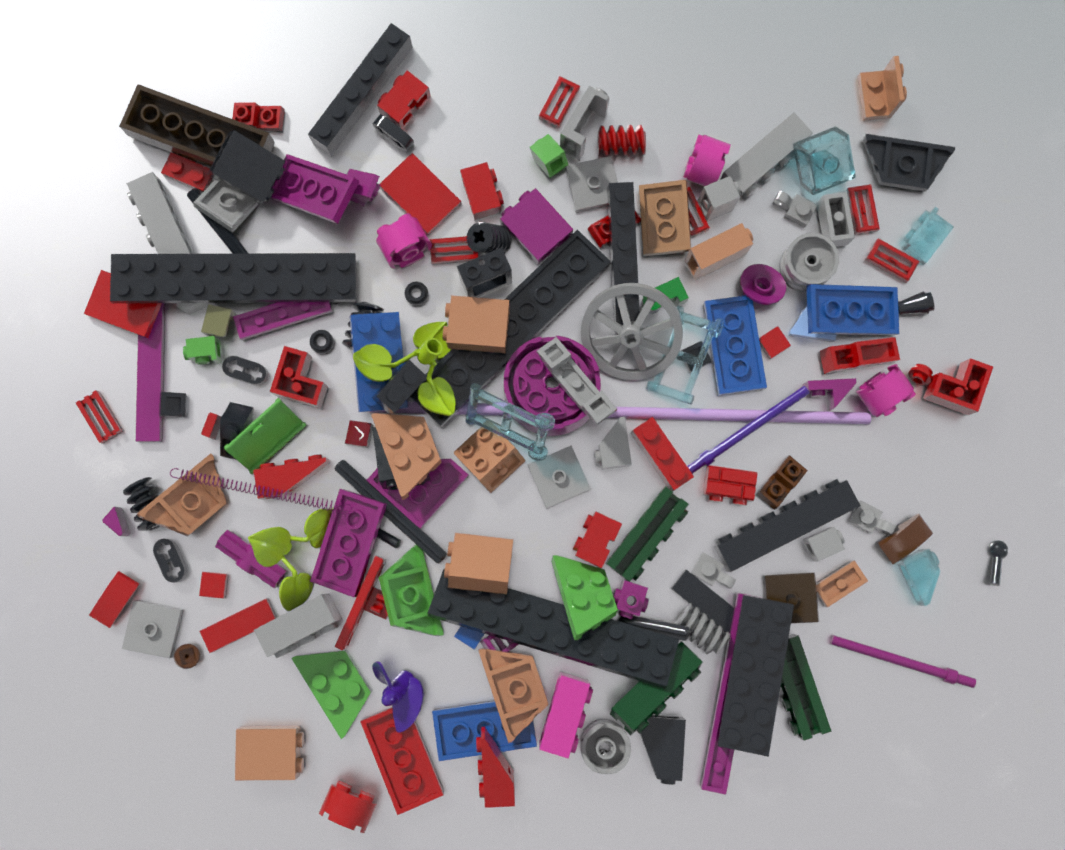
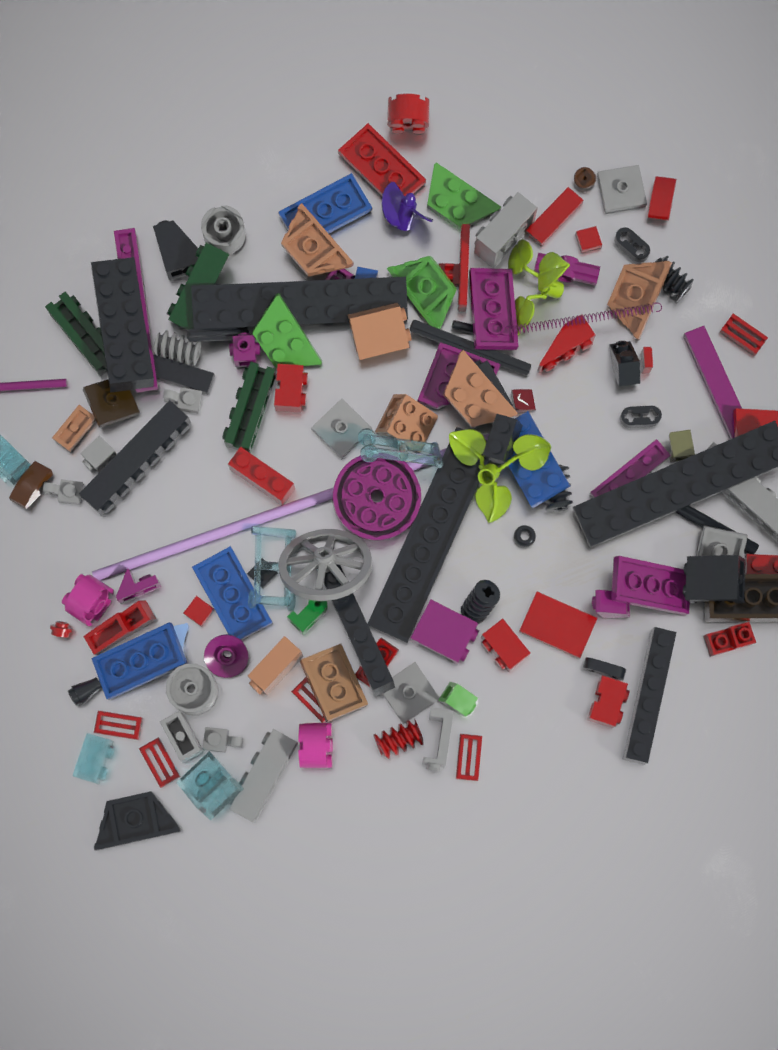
camera: 160 degrees right, 5 degrees down
(117, 522) = (687, 256): magenta slope -> none
(172, 404) = (687, 365): black tile -> none
(203, 350) = (682, 417): bright green brick -> none
(268, 753) = (488, 131): nougat brick -> none
(276, 429) = (598, 367): bright green door -> none
(291, 379) = (593, 416): red brick -> none
(316, 336) = (587, 458): black plate -> none
(403, 241) = (553, 571): dark pink brick -> none
(450, 259) = (524, 578): red tile -> none
(477, 324) = (460, 520): nougat brick -> none
(485, 278) = (472, 563): black window -> none
(497, 774) = (302, 180): red slope -> none
(565, 715) = (264, 241): dark pink brick -> none
(575, 382) = (355, 498): light grey slope -> none
(614, 448) = (303, 467): light grey slope -> none
(707, 457) = (221, 491): dark purple bar -> none
(719, 198) = (291, 714): light grey brick -> none
(730, 484) = (195, 473): red brick -> none
(781, 482) = (151, 494): reddish brown slope -> none
(882, 91) = (180, 877): nougat bracket -> none
(964, 391) = (19, 624): red brick -> none

